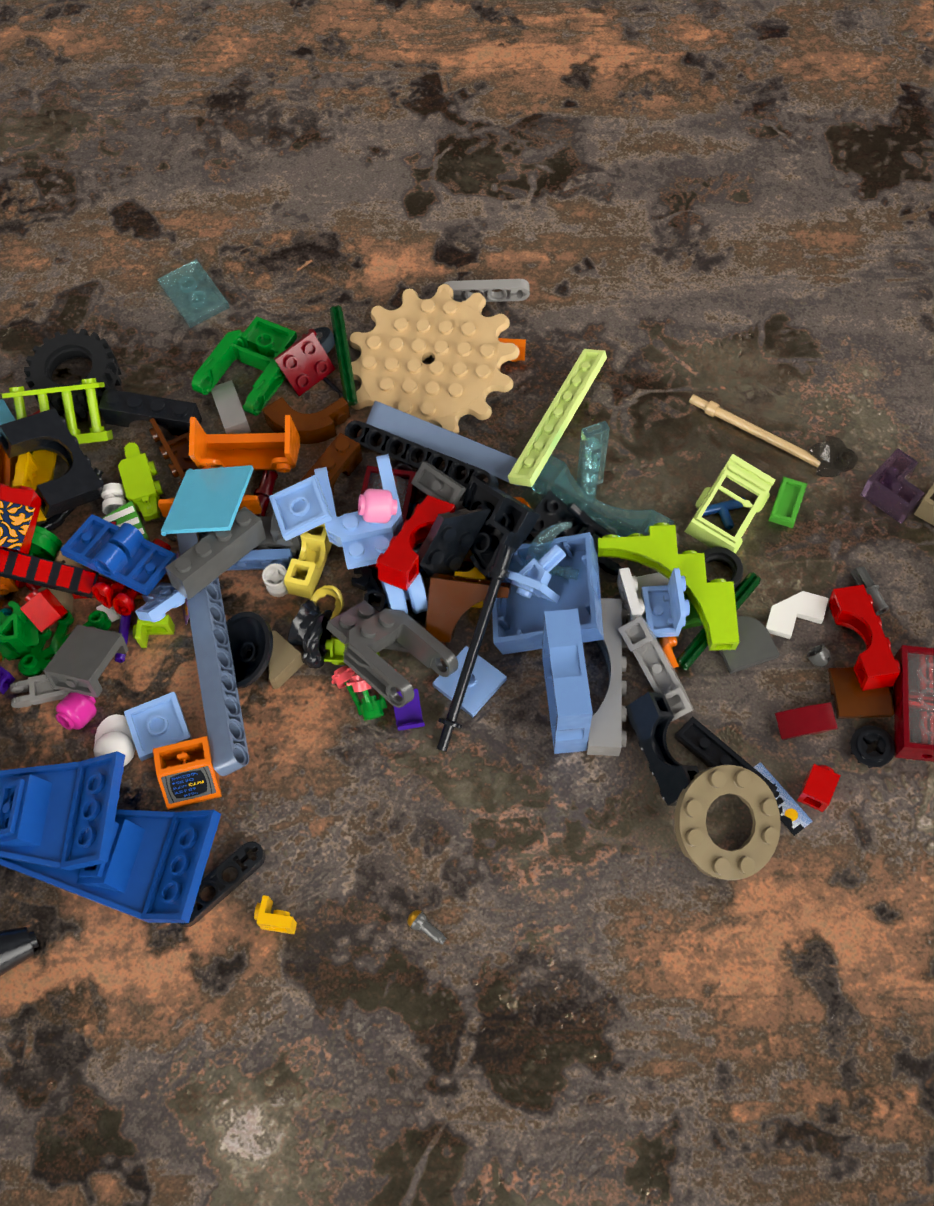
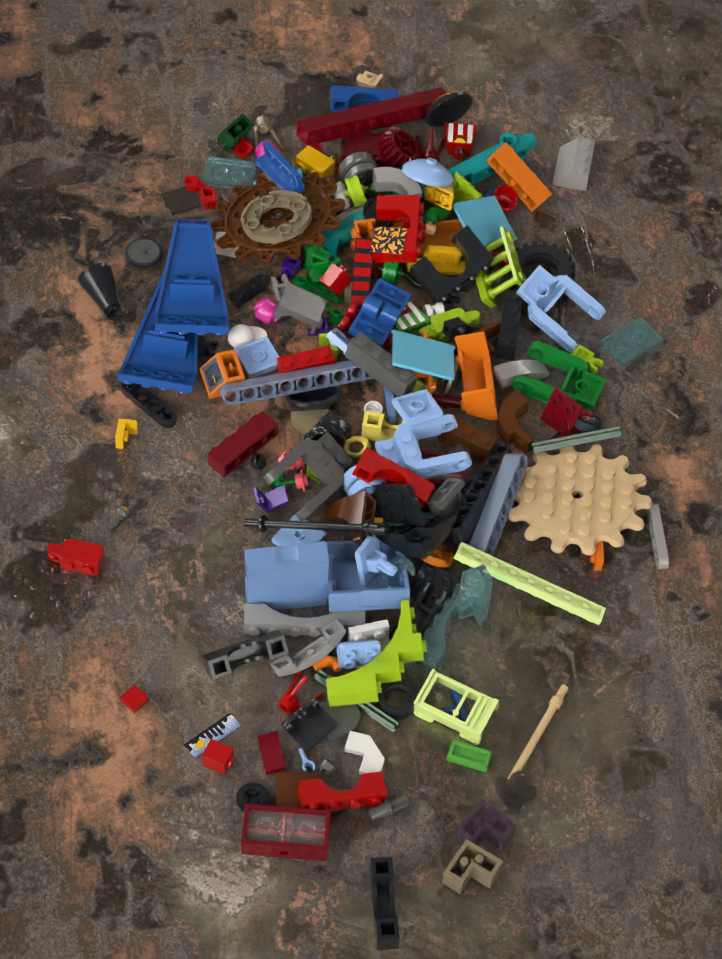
camera: 80 degrees right, 10 degrees down
(25, 730) = (247, 291): none -> black hinge
(124, 363) = (541, 293): none -> light blue plate
(157, 465) = (457, 327): none -> black piece
(182, 660) = (304, 360): none -> red brick
(212, 338) = (588, 356): none -> lime plate
(312, 748) = (242, 444): none -> dark red brick
(338, 735) = (258, 466): none -> black hinge
(377, 505) = (414, 446): bright pink head -> none
(496, 984) = (77, 556): none -> red hinge
(692, 830) = (213, 701): dark tan plate -> none
(711, 749) = (238, 699): black tile -> none
(729, 697) = (289, 701): none -> red plant
(730, 901) = (134, 698): none -> red tile
(762, 674) = (309, 724): none -> black hinge
(814, 682) = (306, 762): none -> light blue hand

